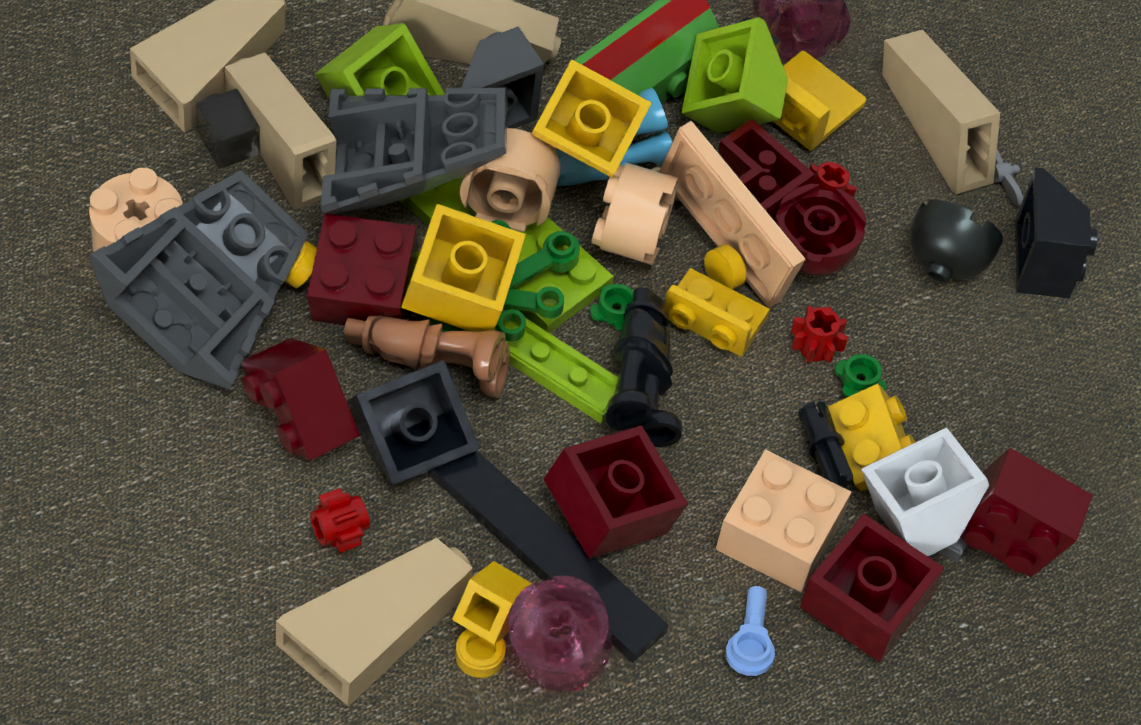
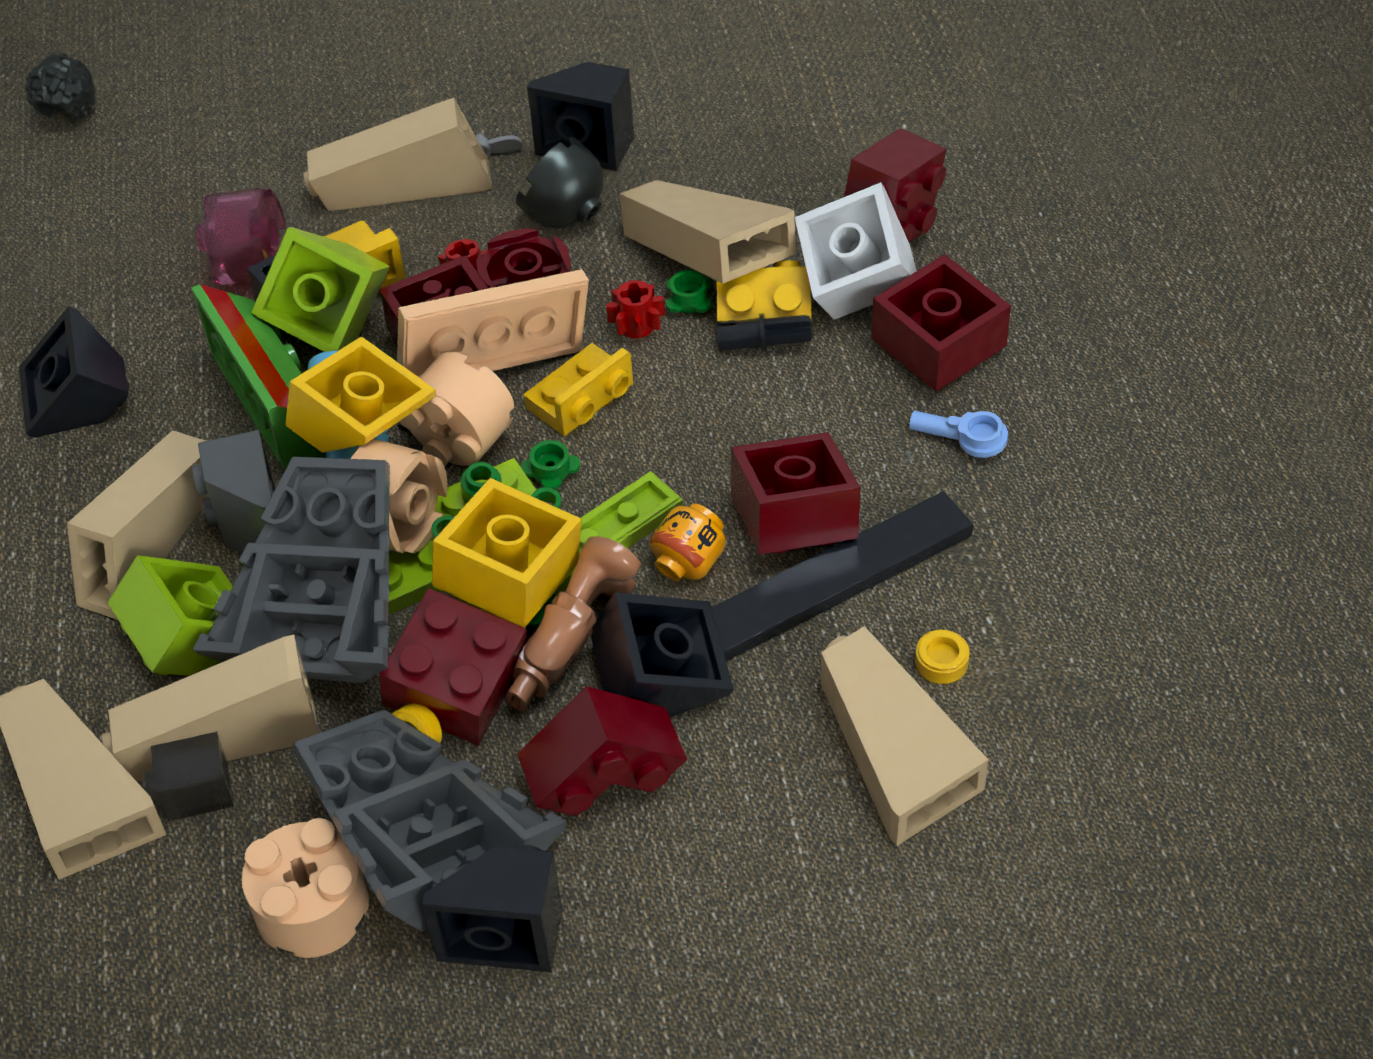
camera: 65 degrees left, 5 degrees down
(135, 354) = (498, 911): none -> black slope
(340, 520) = (767, 746): red gear -> none
(488, 602) = (904, 620): yellow brick -> none
(547, 424) = (688, 542): none -> light orange head
(550, 608) = (955, 566): clear pink brick -> none
(644, 371) = (645, 448): black piece -> none
(725, 266) = (532, 364): yellow tile -> none
(783, 520) = (847, 376): light nougat brick -> none
(921, 366) = (708, 229): none -> tan slope

